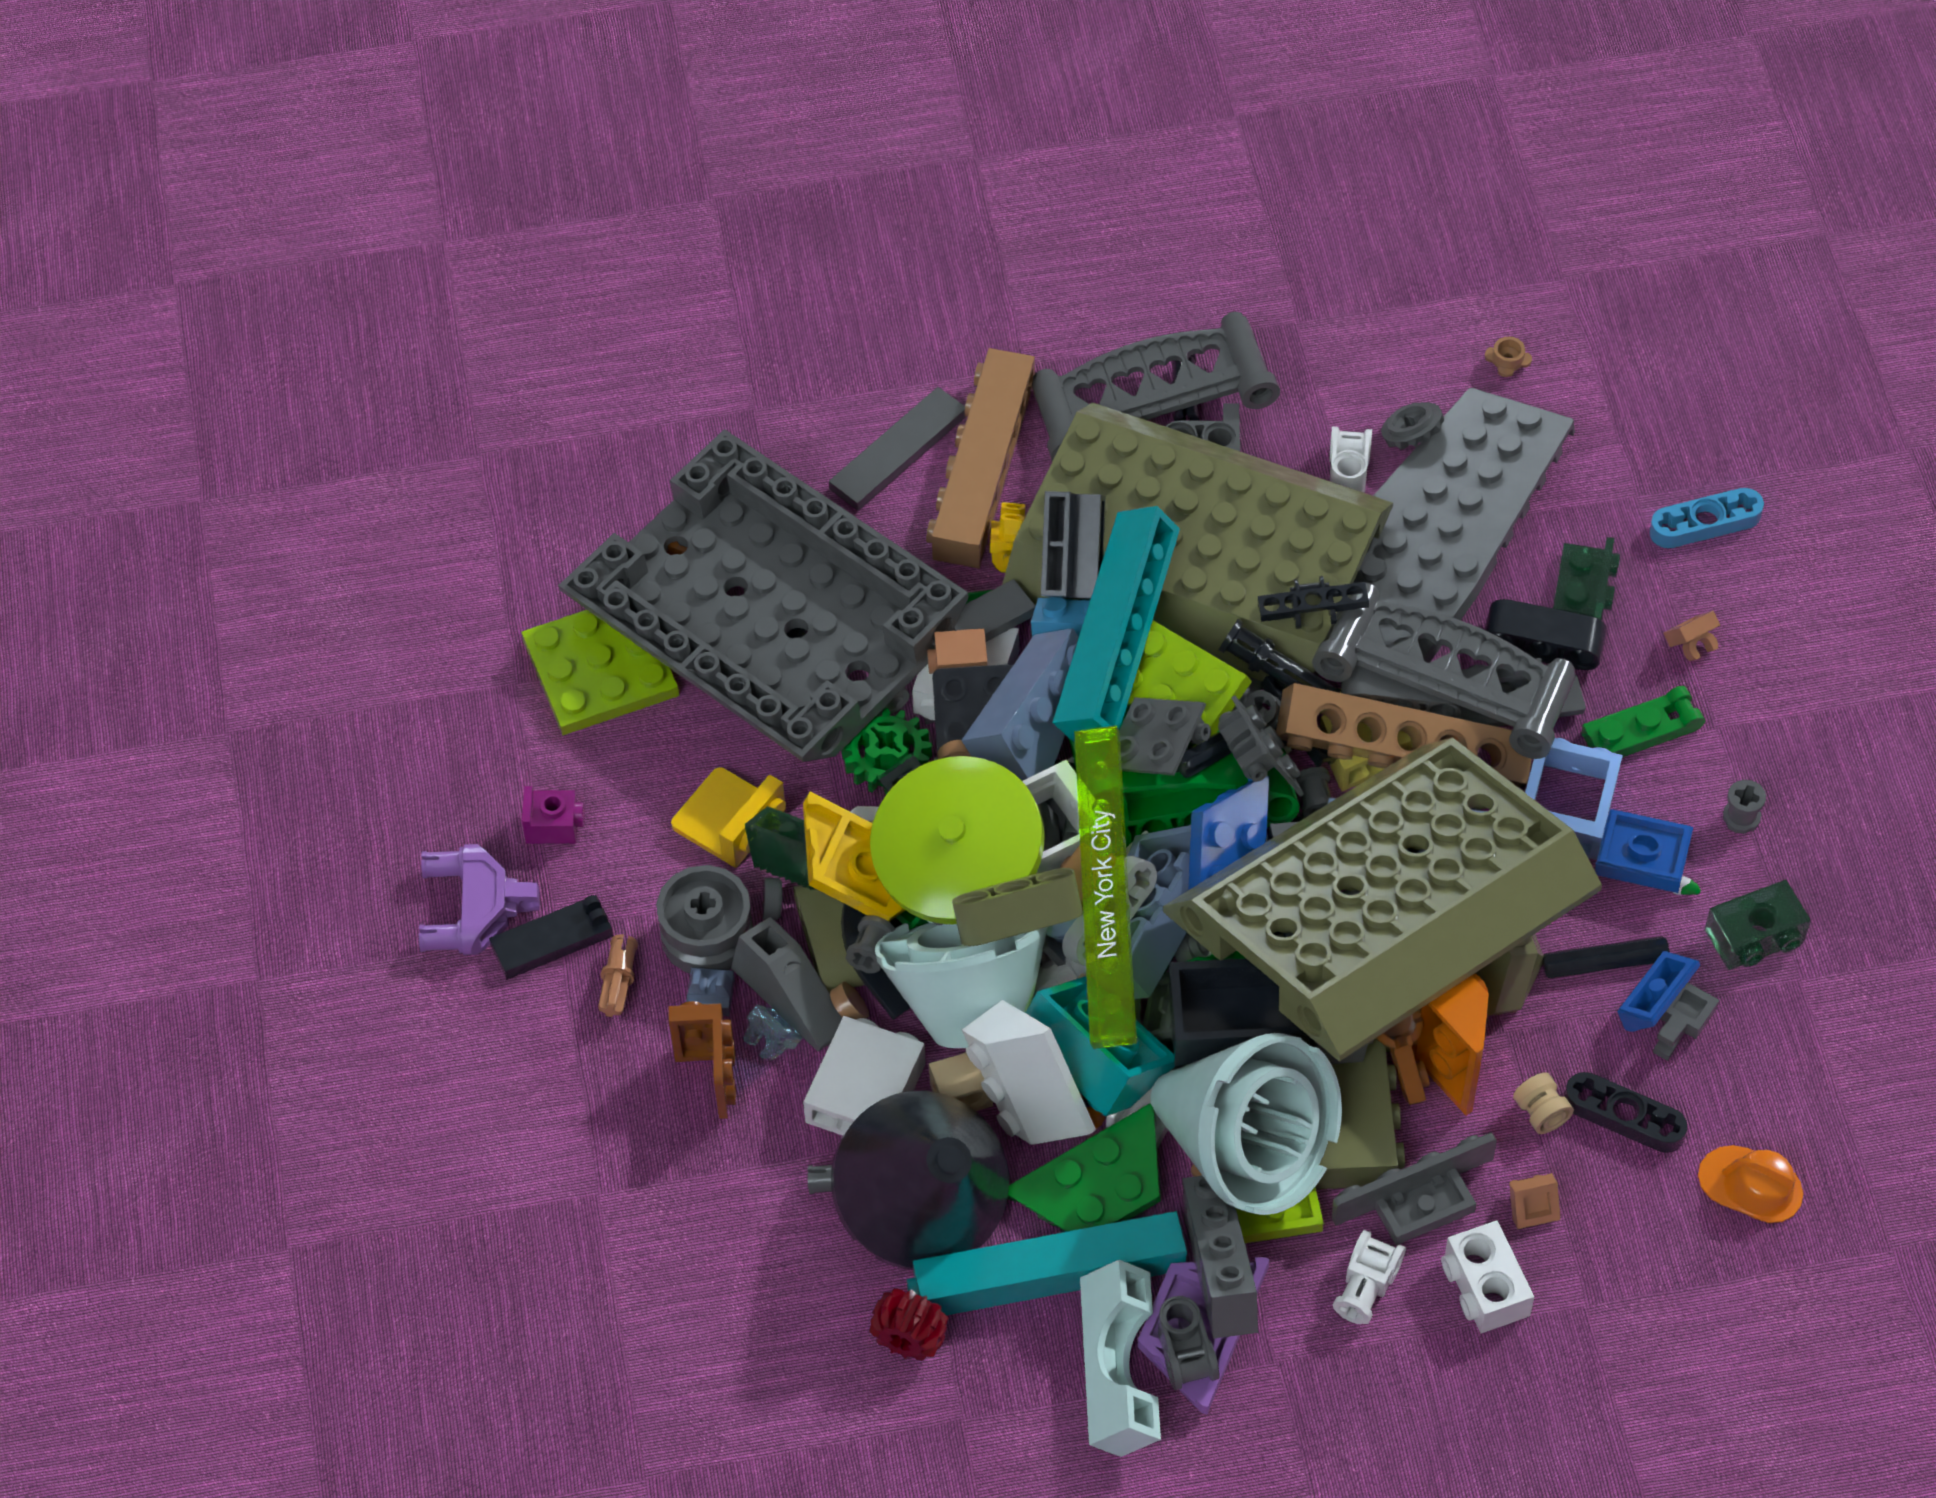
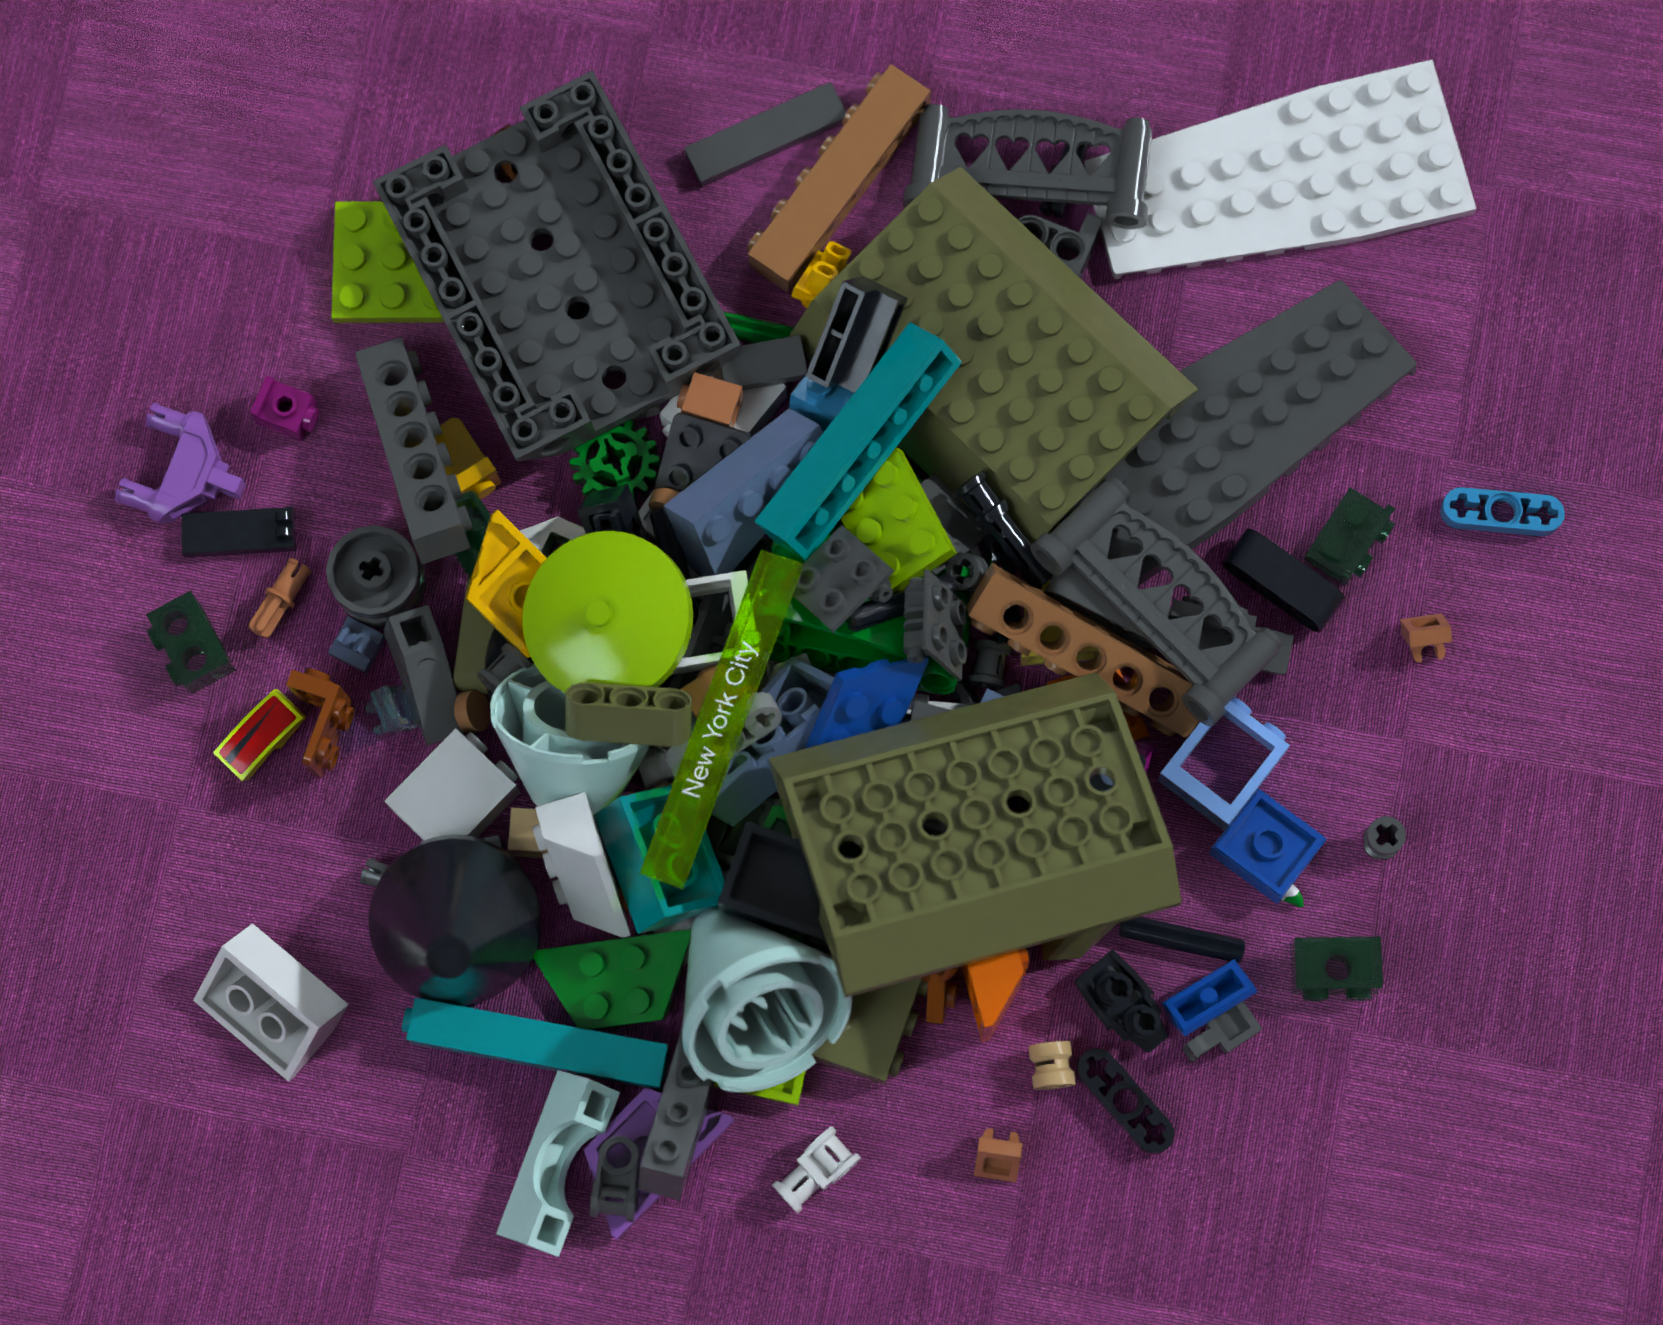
camera: 25 degrees right, 20 degrees up
(555, 1036) = (196, 639): none -> clear green brick
(650, 1099) = (258, 734): none -> slope
(698, 791) = (412, 450): none -> dark grey brick
(767, 1327) = (269, 1001): none -> white slope
(772, 898) = (447, 576): dark grey tile -> none
(908, 1324) = (387, 1055): dark red gear -> none
(1300, 592) = (1046, 476): black piece -> none
(1350, 458) = (1188, 312): white piece -> none
(1389, 320) = (1298, 174): none -> white wing
(1420, 1195) = (898, 1115): dark grey bracket -> none
(1421, 417) = (1276, 291): dark grey gear -> none
(1496, 1275) = (931, 1216): white brick -> none
(1511, 348) = (1397, 246): medium nougat plate -> none
(1581, 1027) = (1122, 1001): none -> black connector
(1645, 724) = (1332, 711): green plate -> none
(1751, 1182) = (1207, 1216): orange piece -> none

